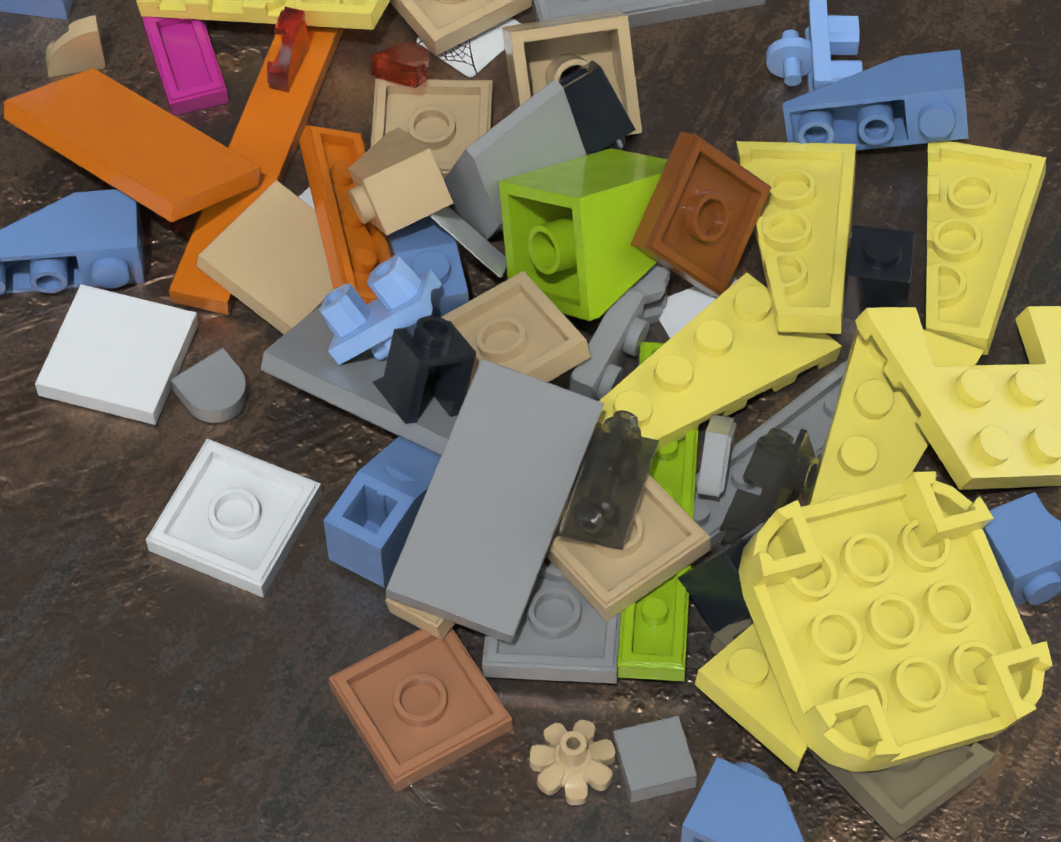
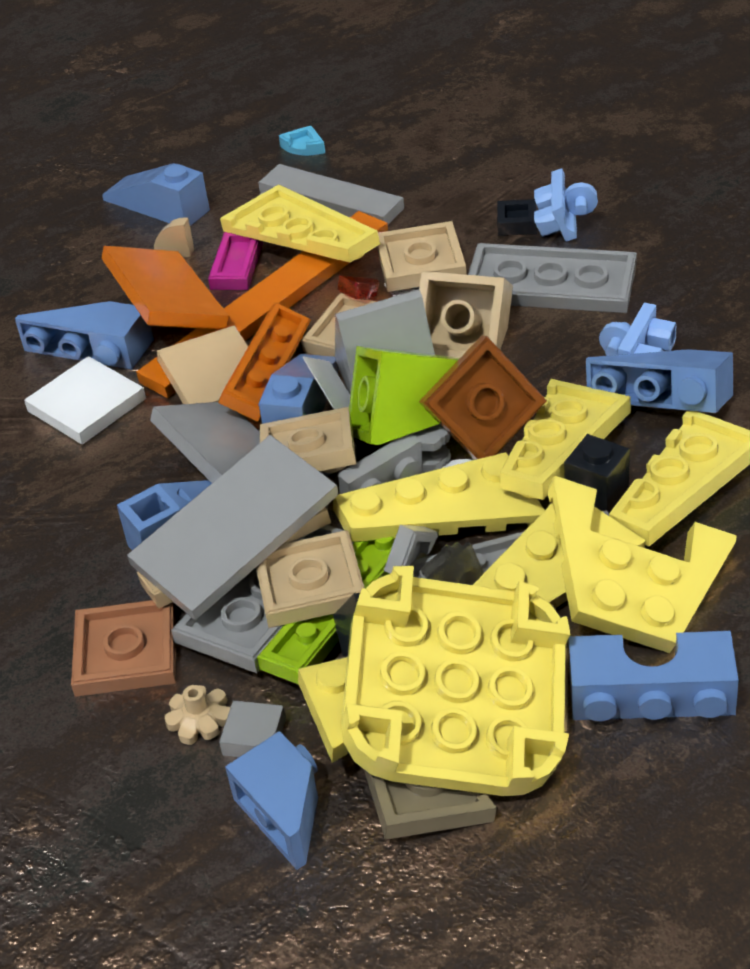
camera: 30 degrees right, 15 degrees down
(212, 388) = (127, 432): light grey tile -> none
(234, 517) = (83, 505): white tile -> none
(293, 50) = (292, 260): clear red tile -> none
(363, 326) = (241, 418): light blue hips -> none
(397, 183) = (294, 335): tan slope -> none
(429, 357) = (237, 429): black window -> none
(596, 109) = (452, 327): black brick -> none
(609, 483) = (308, 541): clear smoke hinge -> none

